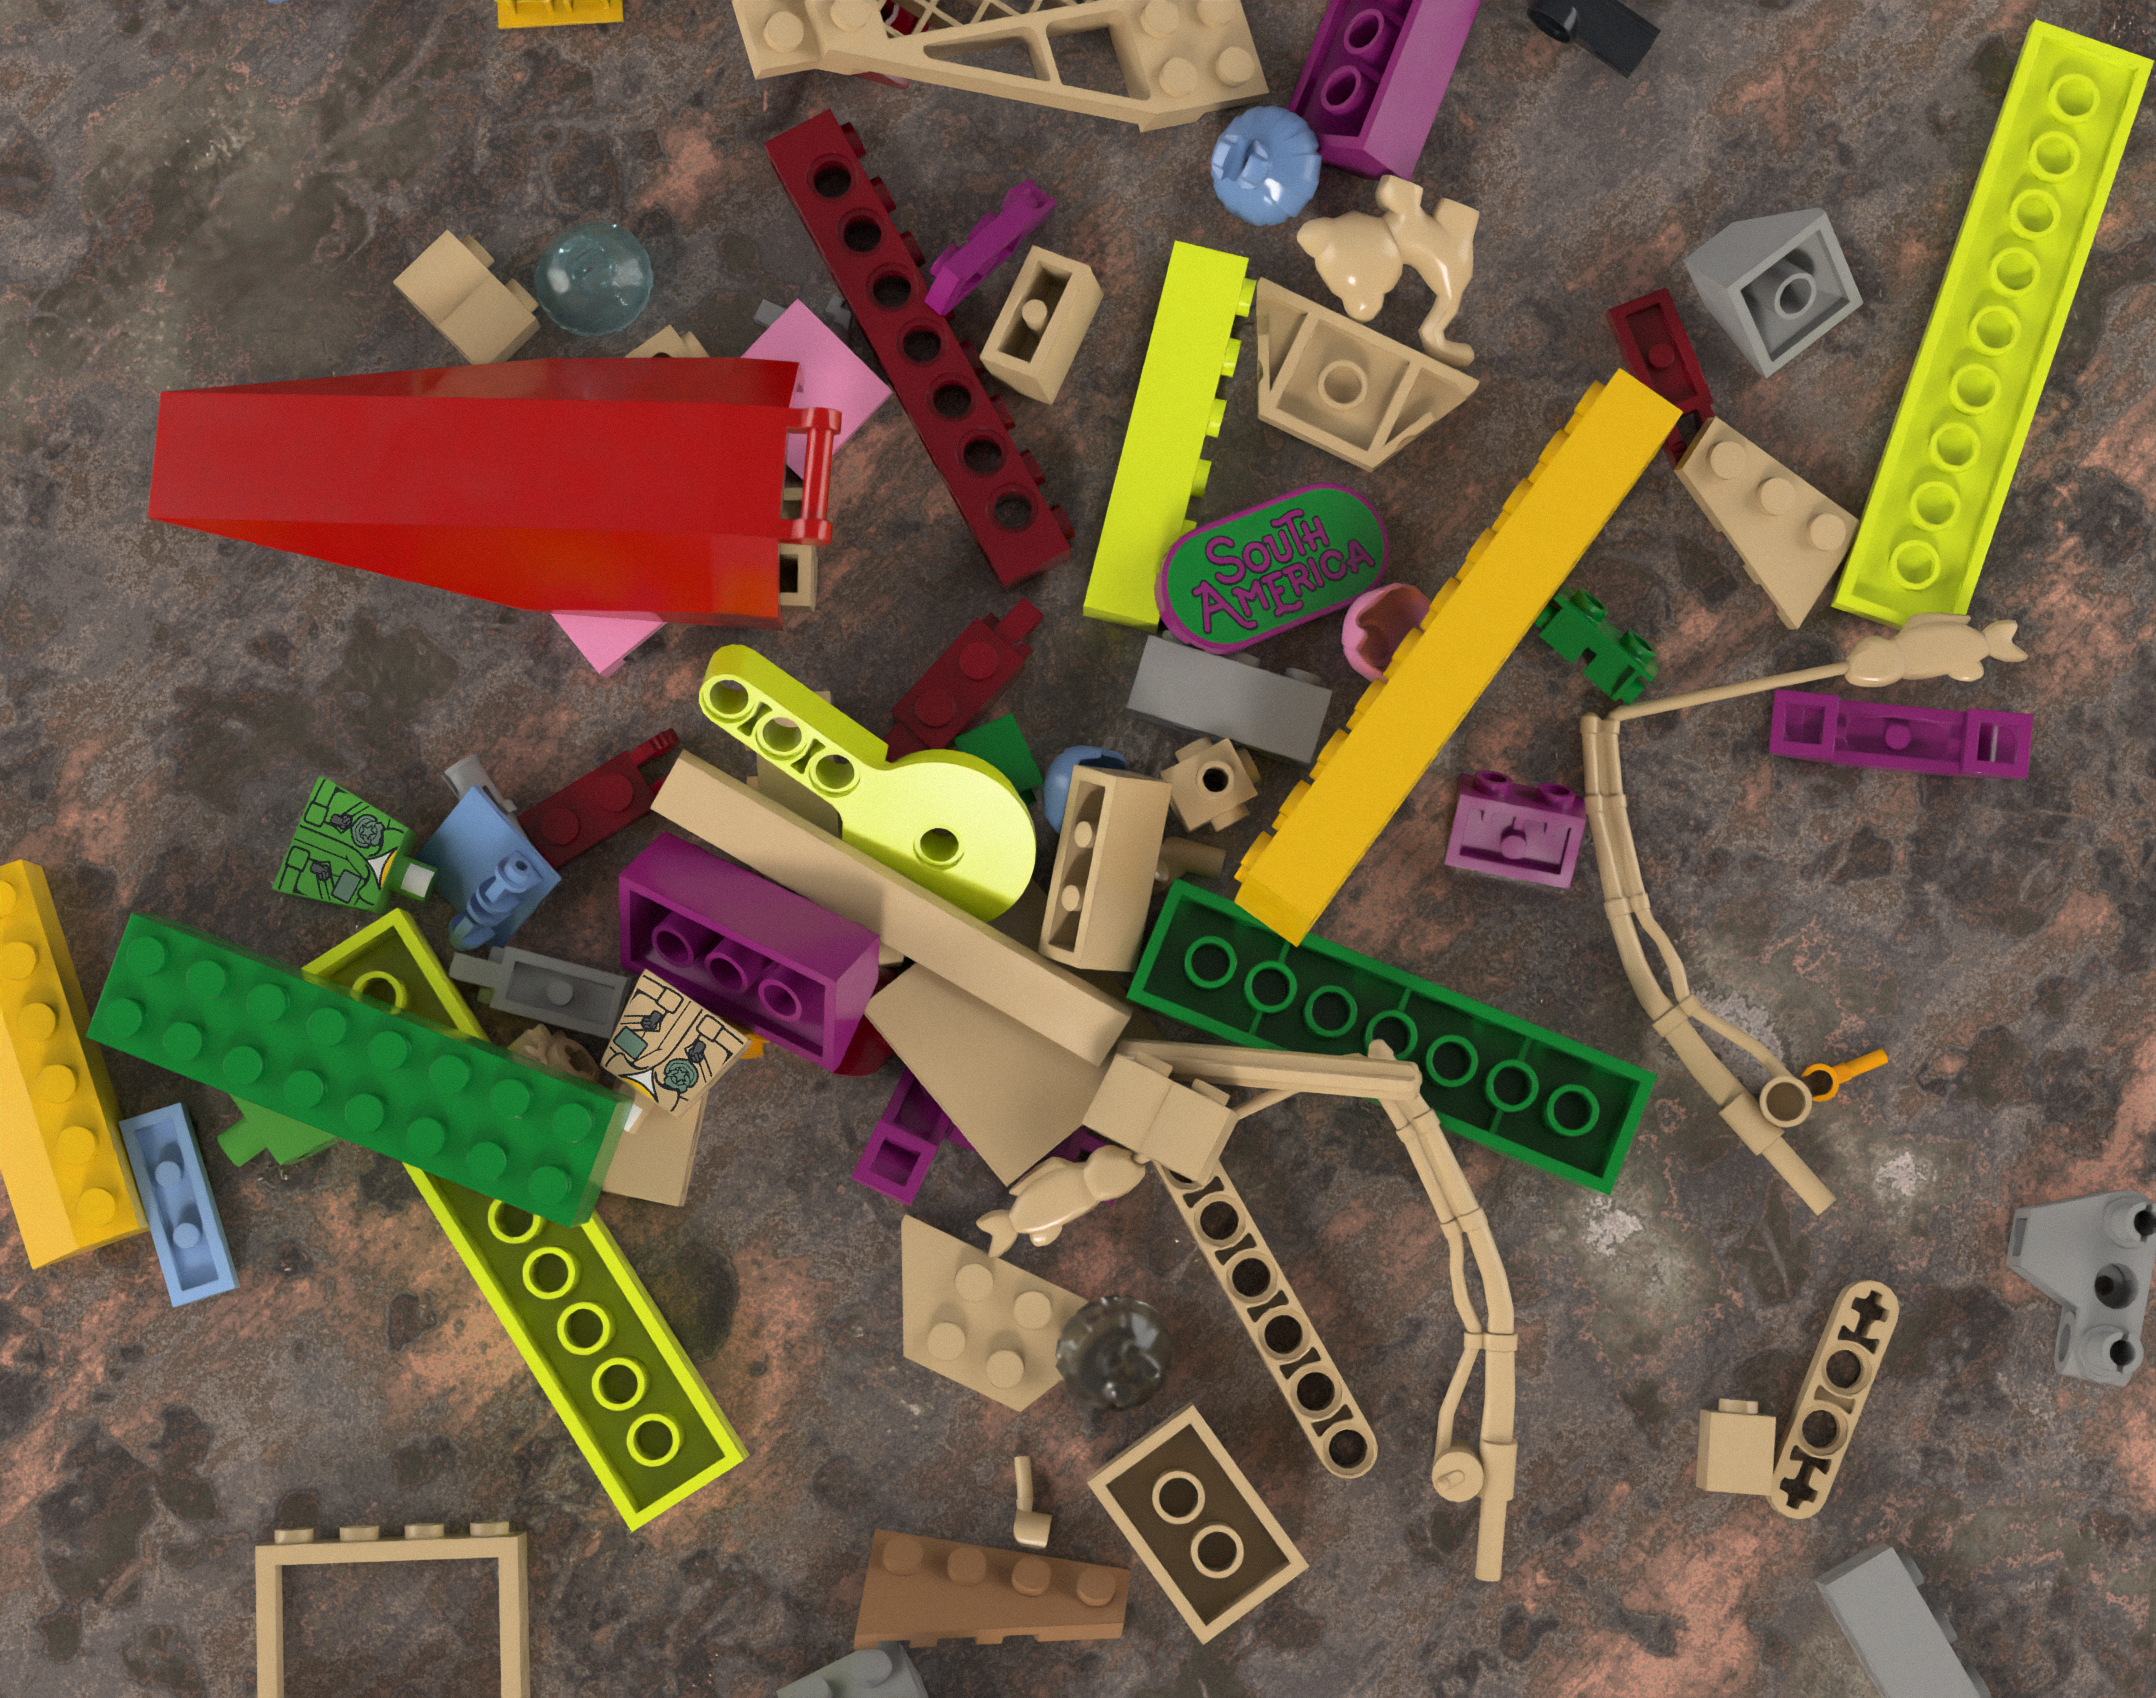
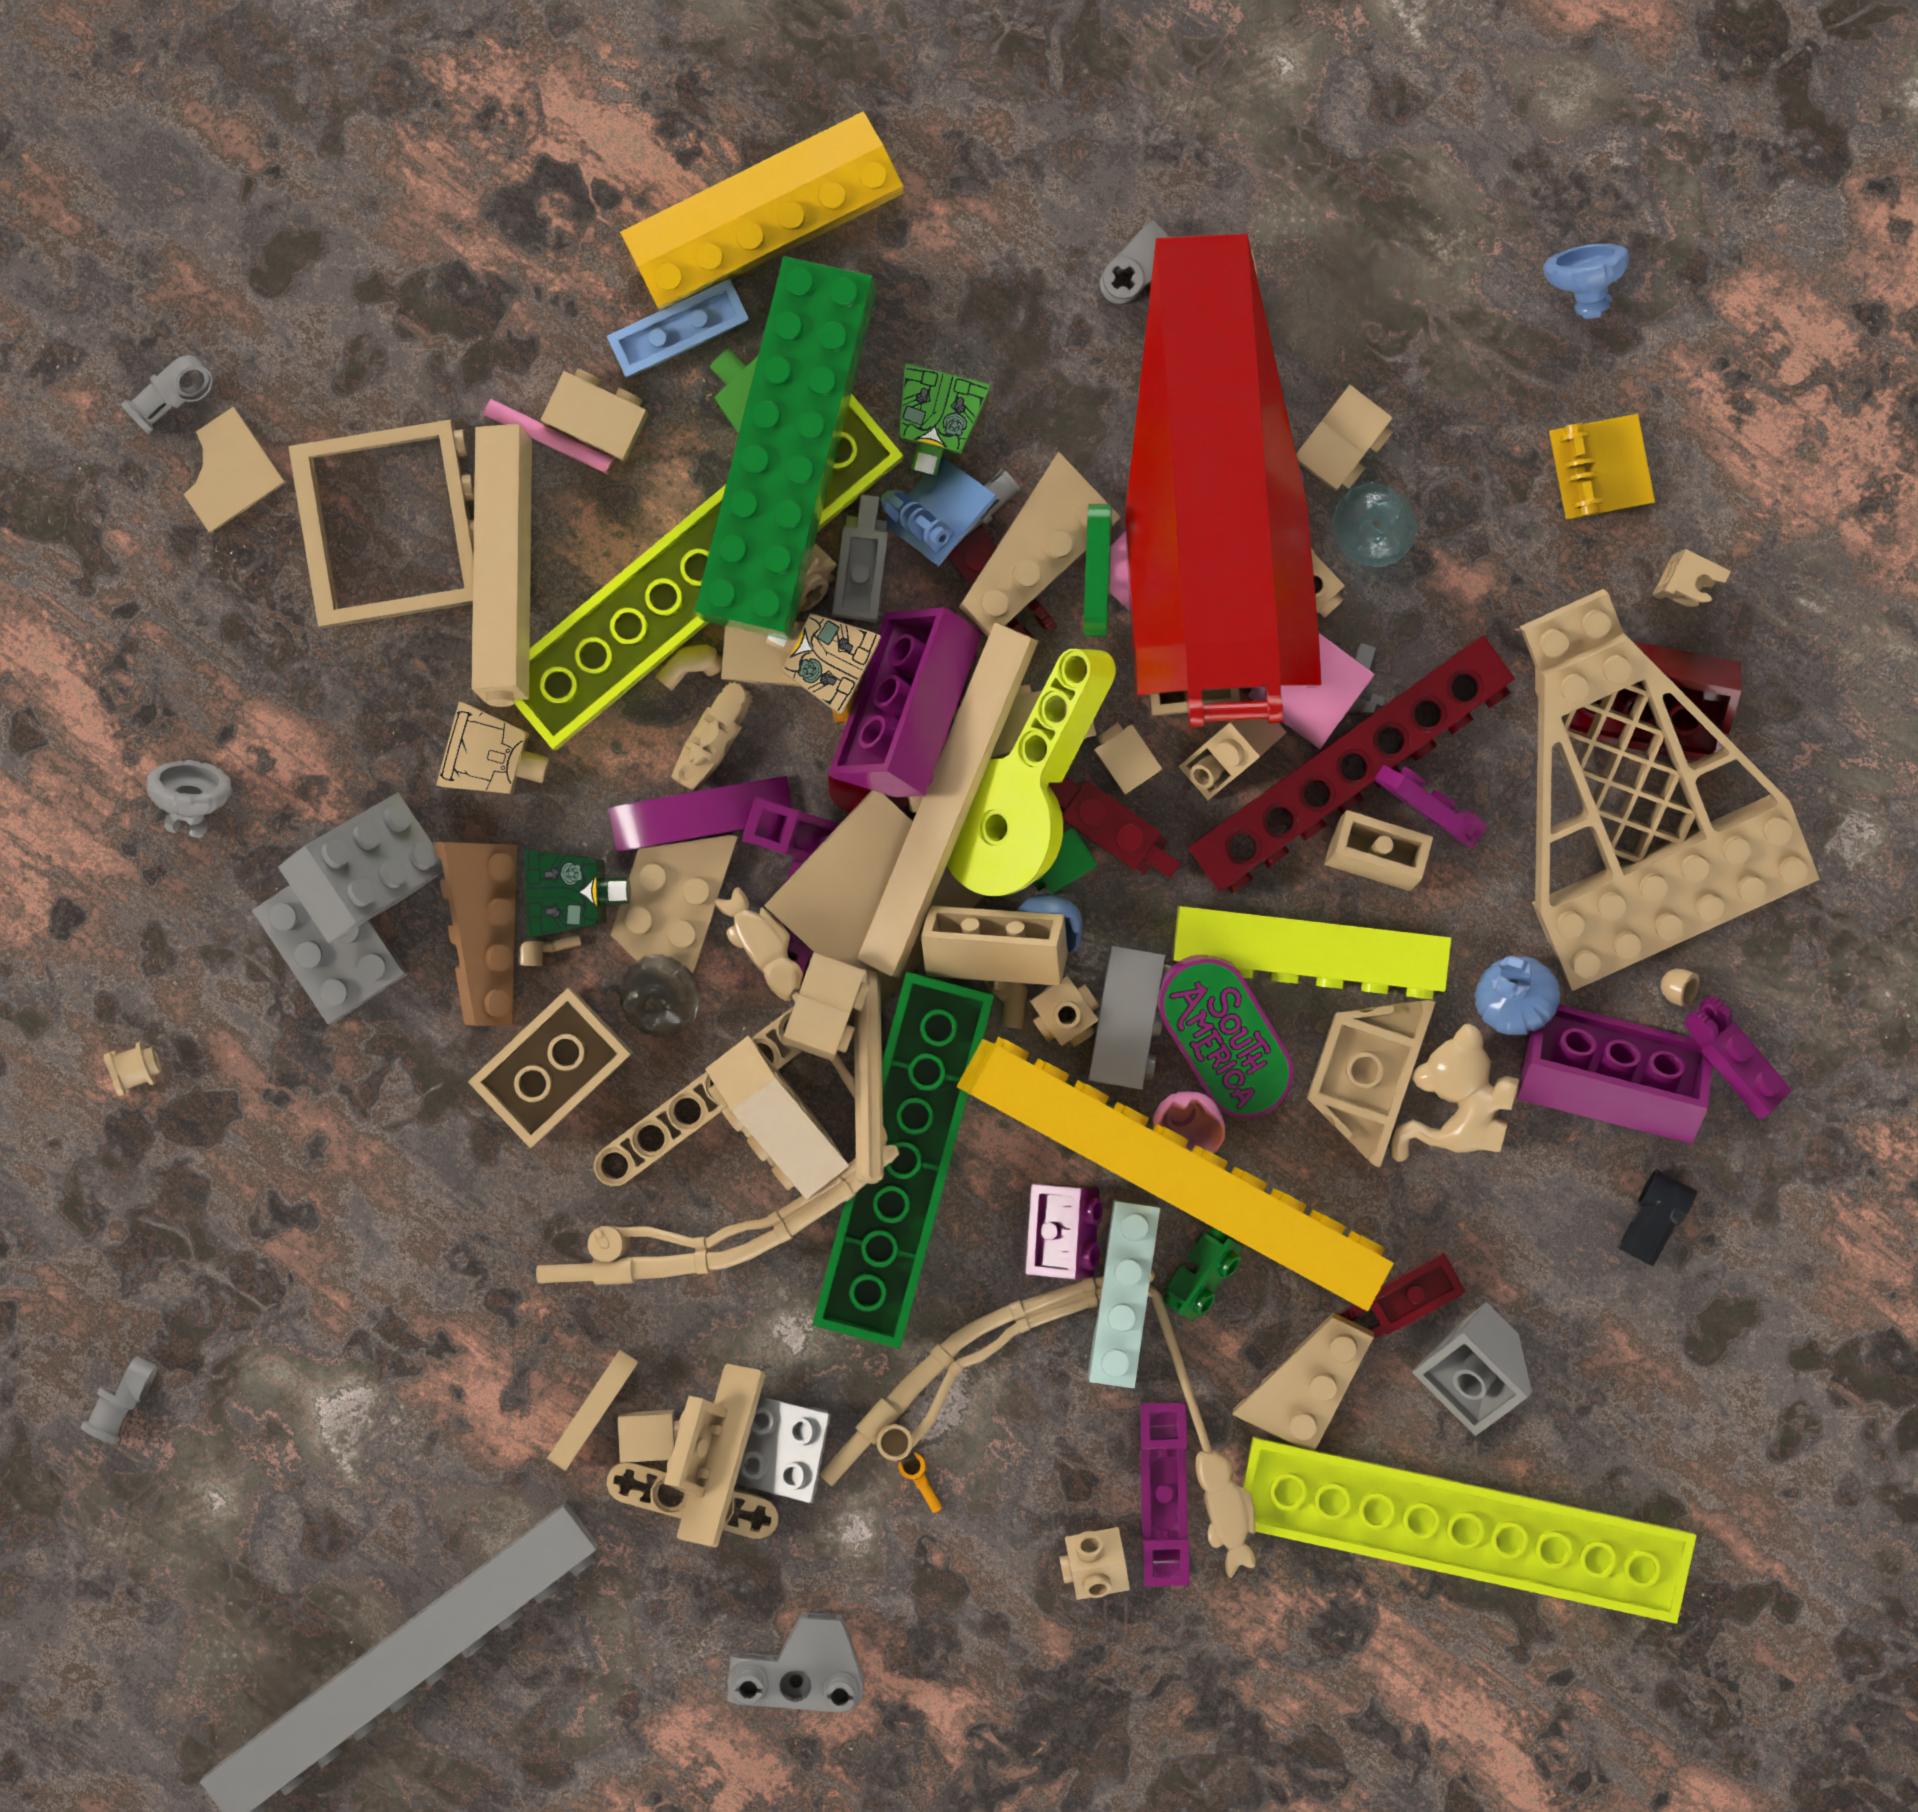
camera: 85 degrees right, 5 degrees up
(183, 555) = (1135, 261): none -> light grey piece
(282, 1337) = (595, 415): none -> tan brick
(304, 1408) = (550, 436): none -> bright pink bar
(471, 1498) = (501, 564): none -> tan brick
(547, 728) = (1036, 547): none -> tan wing
(598, 656) = (1097, 570): none -> green beam
(647, 1247) = (690, 659): none -> tan arm
(741, 1554) = (488, 754): none -> tan torso
(760, 1230) = (712, 736): none -> tan hinge
(864, 1274) = (692, 813): none -> magenta slope
(867, 656) = (1126, 757): none -> tan brick
(879, 511) = (1229, 753): none -> tan slope
(952, 1464) = (568, 892): none -> dark green torso
(1311, 1210) = (774, 1119): none -> tan brick
(1600, 748) = (1124, 1293): none -> light aqua arch
(1690, 1525) = (592, 1410): none -> tan beam
(1771, 1362) = (711, 1452): none -> tan bracket
(1774, 1262) = (785, 1449): none -> light grey hinge
(1987, 842) = (1095, 1563): none -> tan brick

